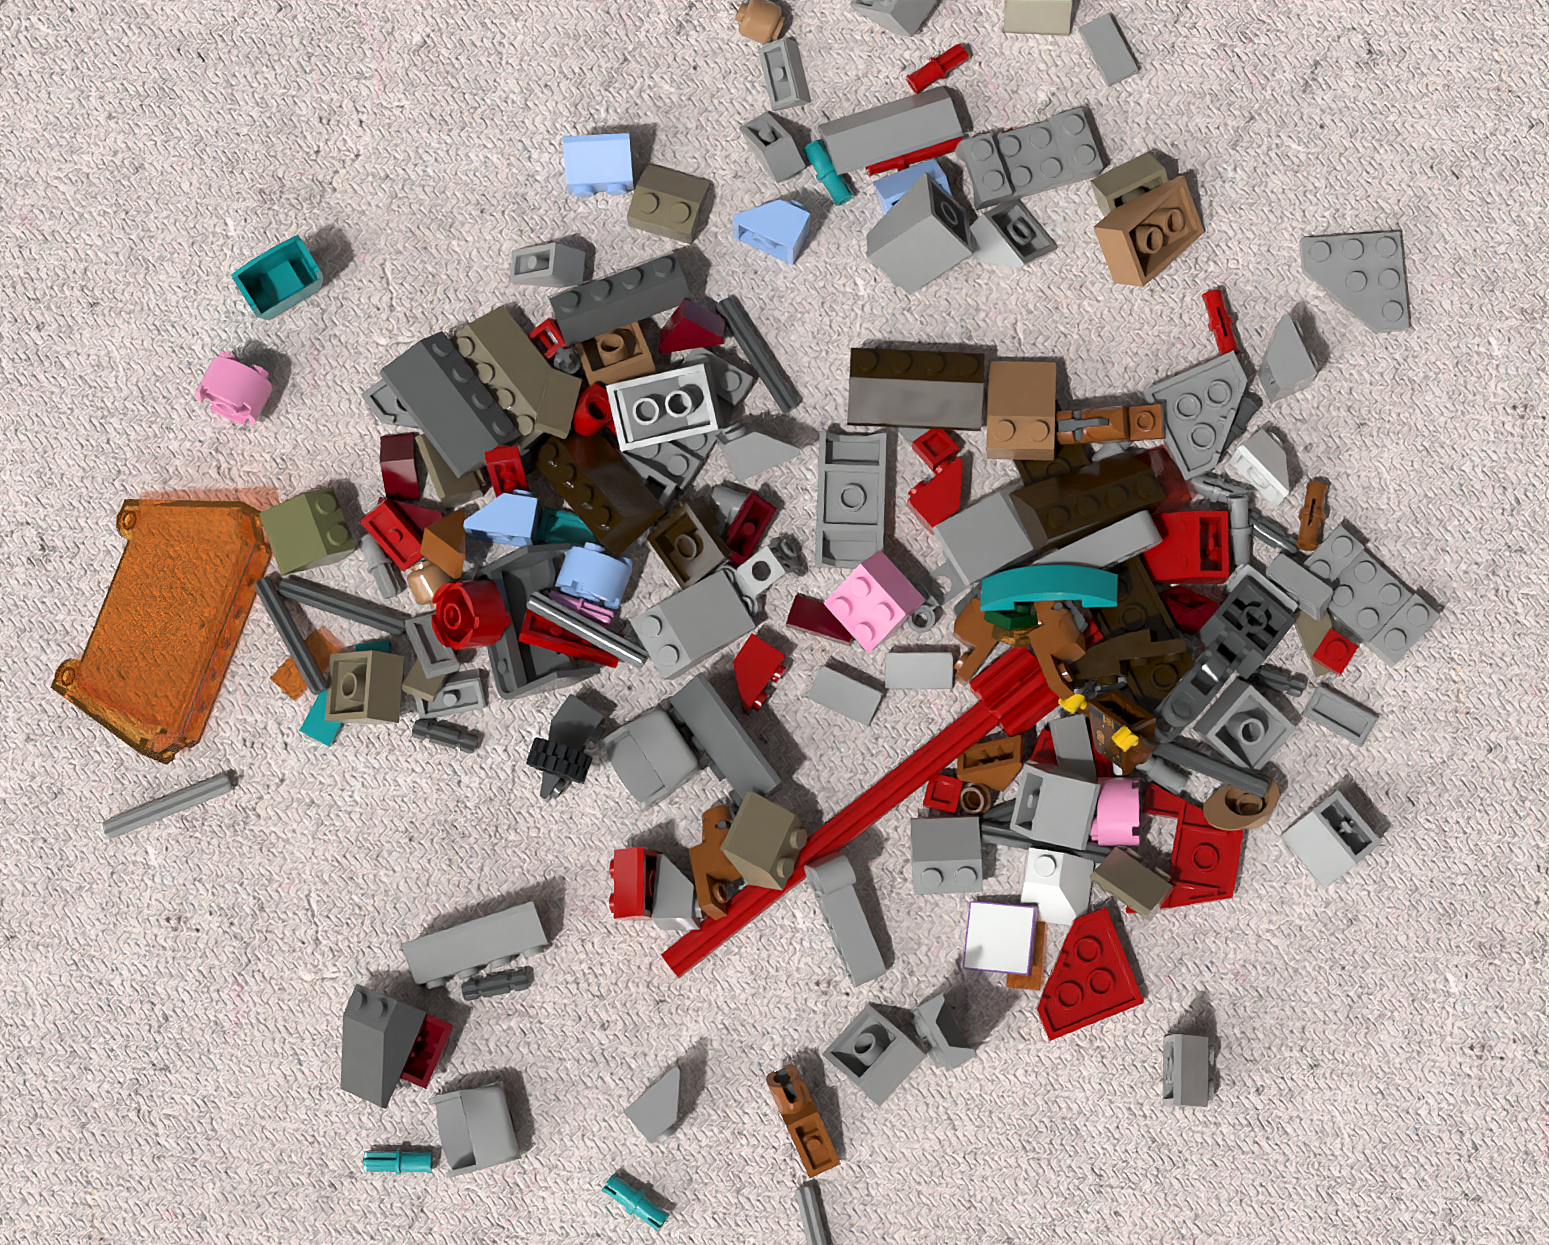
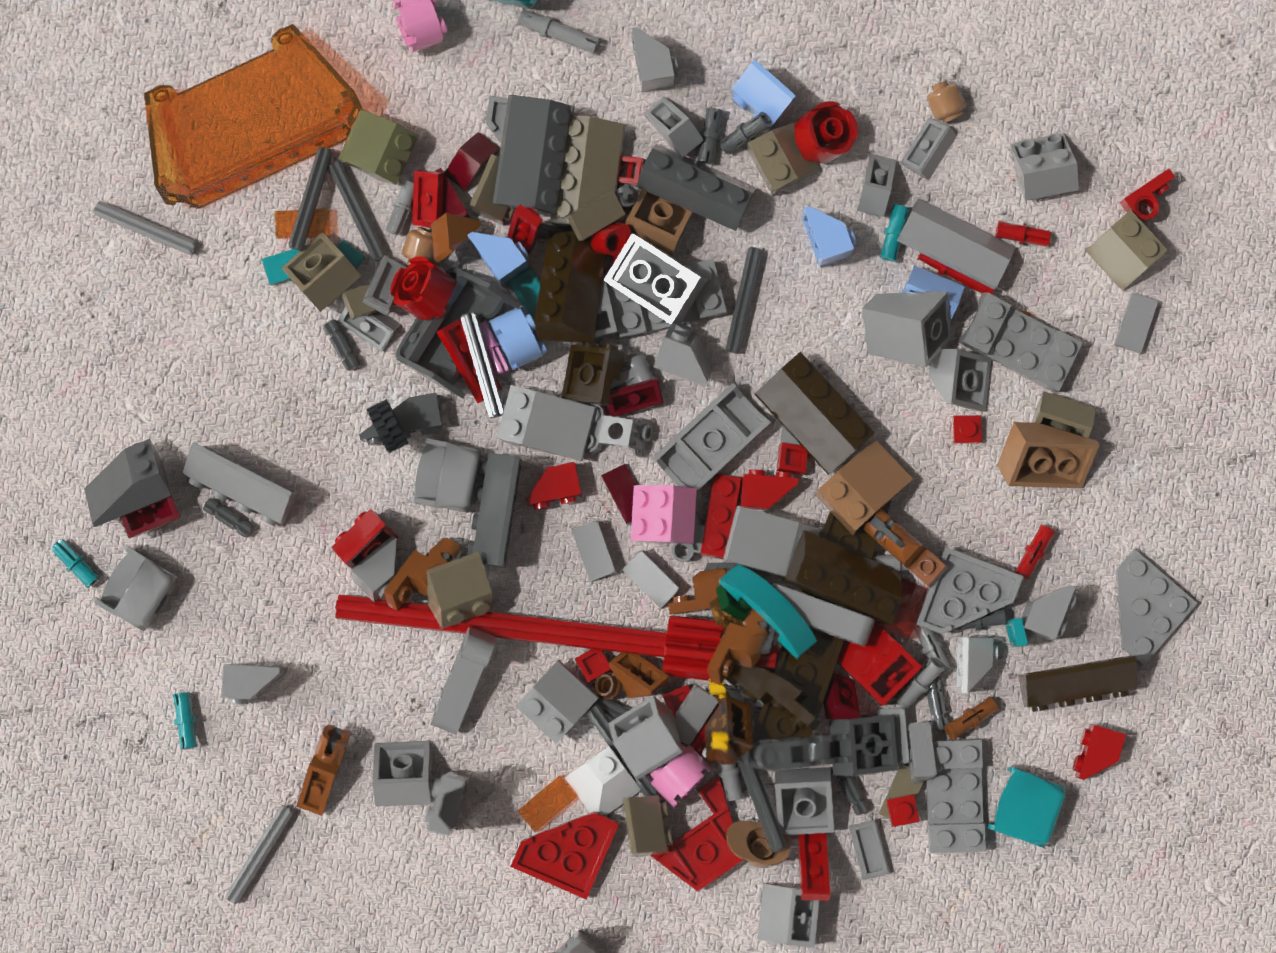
camera: 45 degrees right, 5 degrees up
(364, 283) = (558, 31): none -> light grey pin
(474, 226) = (653, 62): none -> light grey slope
(588, 243) = (710, 136): none -> dark grey pin
(615, 210) = (745, 133): none -> dark grey pin
(684, 143) = (825, 132): none -> red brick
(691, 329) = (719, 247): dark red slope -> none
(924, 557) = (720, 515): none -> red plate
(1000, 938) = (541, 780): white tile -> none
(1057, 278) = (966, 429): none -> red plate
(1276, 403) = (1016, 632): none -> teal tile
(1310, 774) = (814, 866): none -> red plate
(1370, 394) = (1077, 682): none -> dark brown slope
(1438, 542) = (1028, 808): none -> teal piece
(1446, 435) = (1100, 750): none -> red slope

